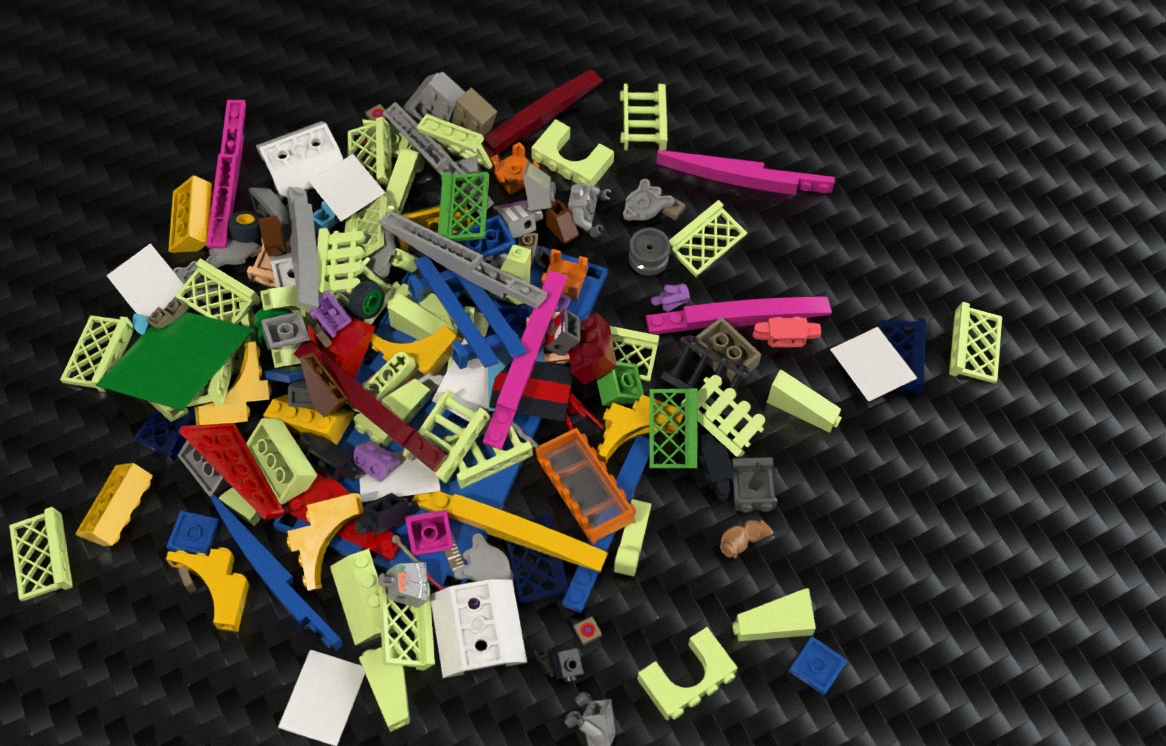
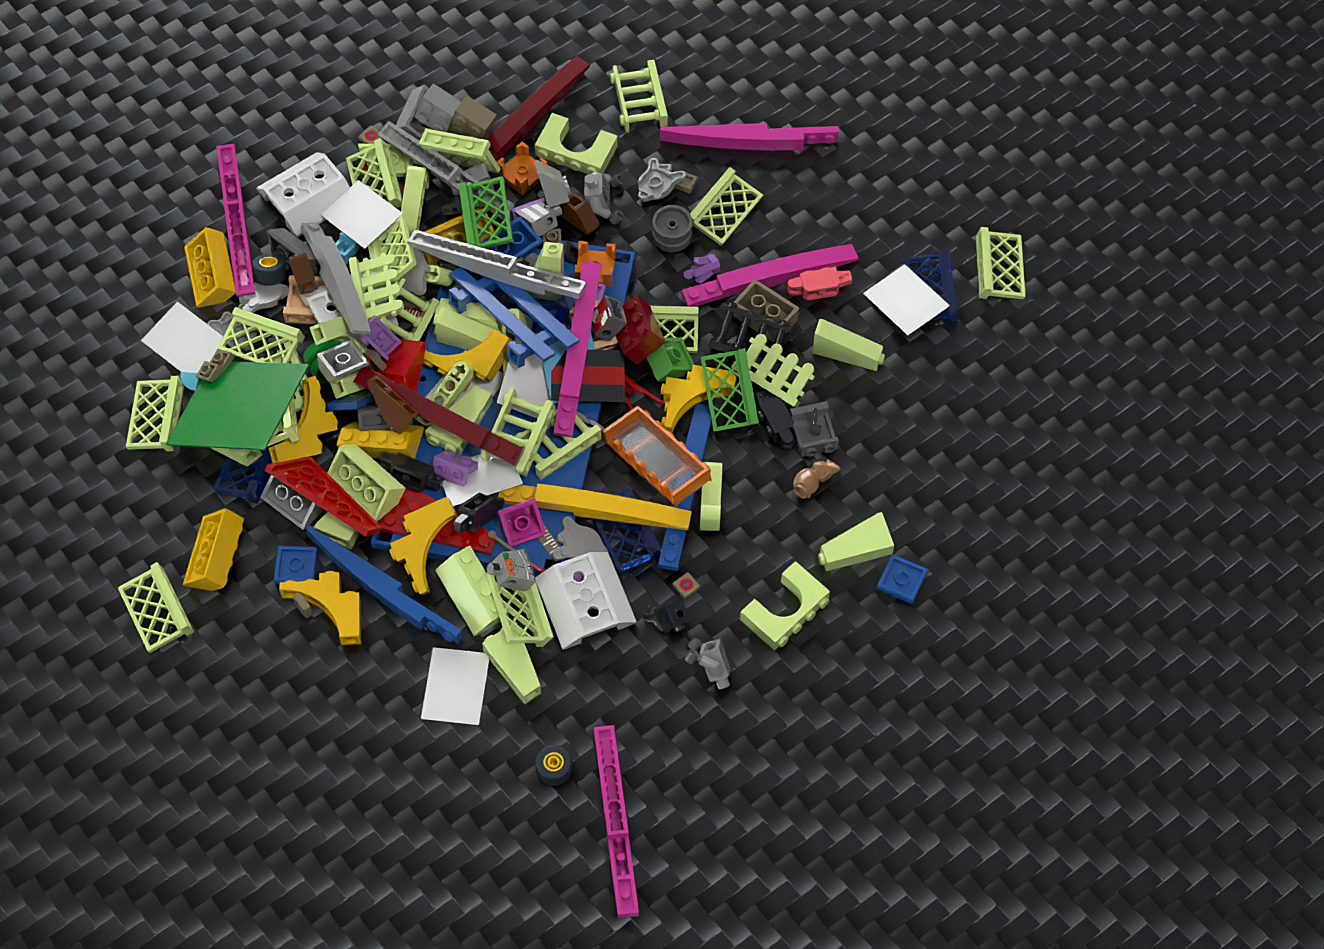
camera: 10 degrees left, 0 degrees up
(366, 300) = (411, 319): black wheel -> none

